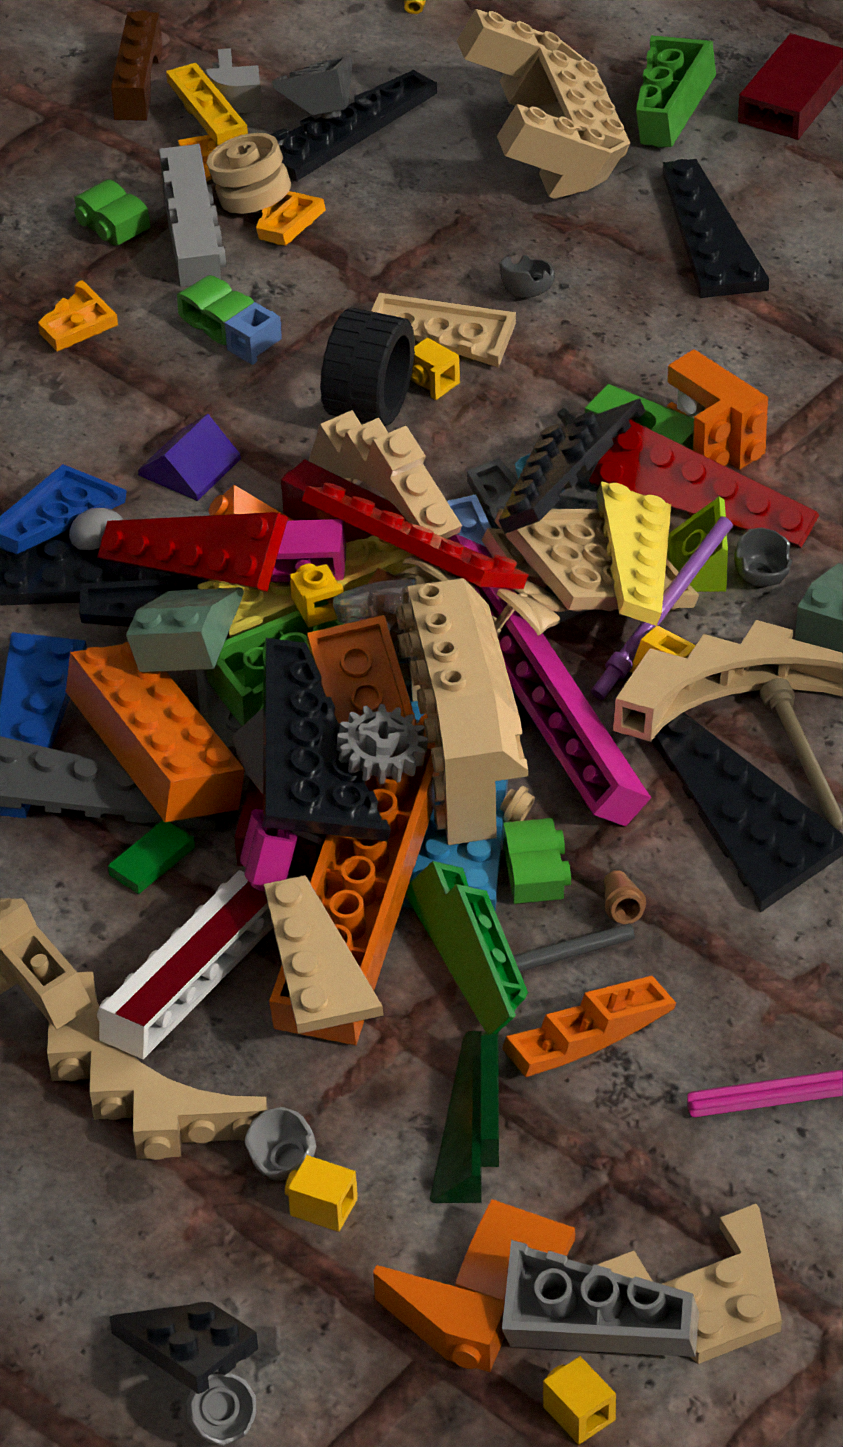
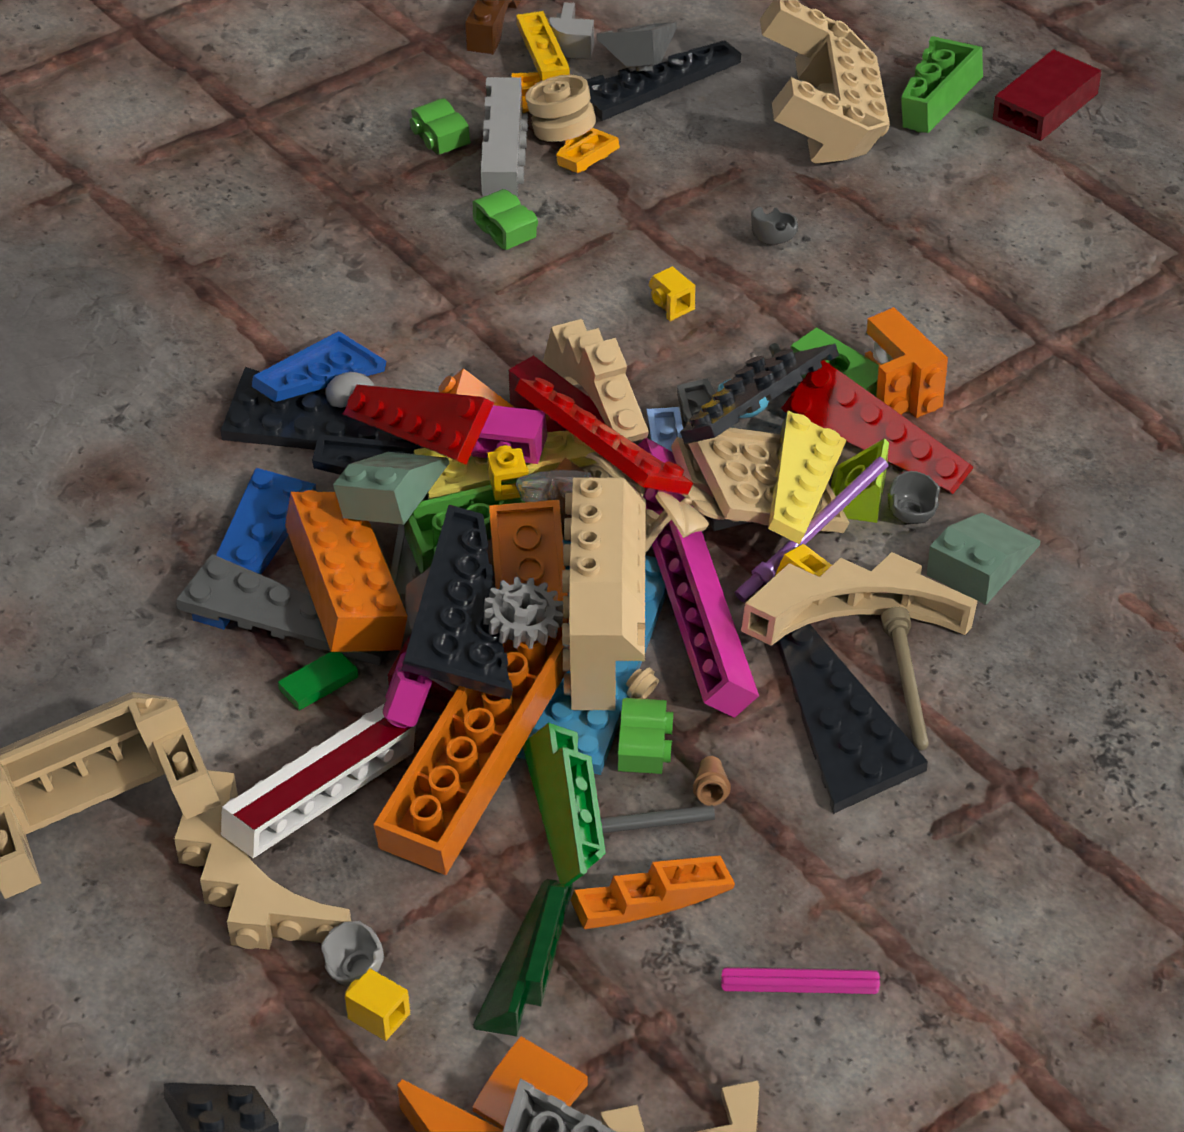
camera: 10 degrees right, 0 degrees up
(77, 318) = (386, 211): light orange wing -> none
(192, 459) = (449, 343): dark purple slope -> none
(252, 332) = (528, 241): medium blue brick -> none
(317, 964) = (420, 796): tan wing -> none
(367, 365) = (612, 283): black tyre -> none
(460, 328) = (700, 261): tan wing -> none
(713, 242) = (944, 219): black wing -> none

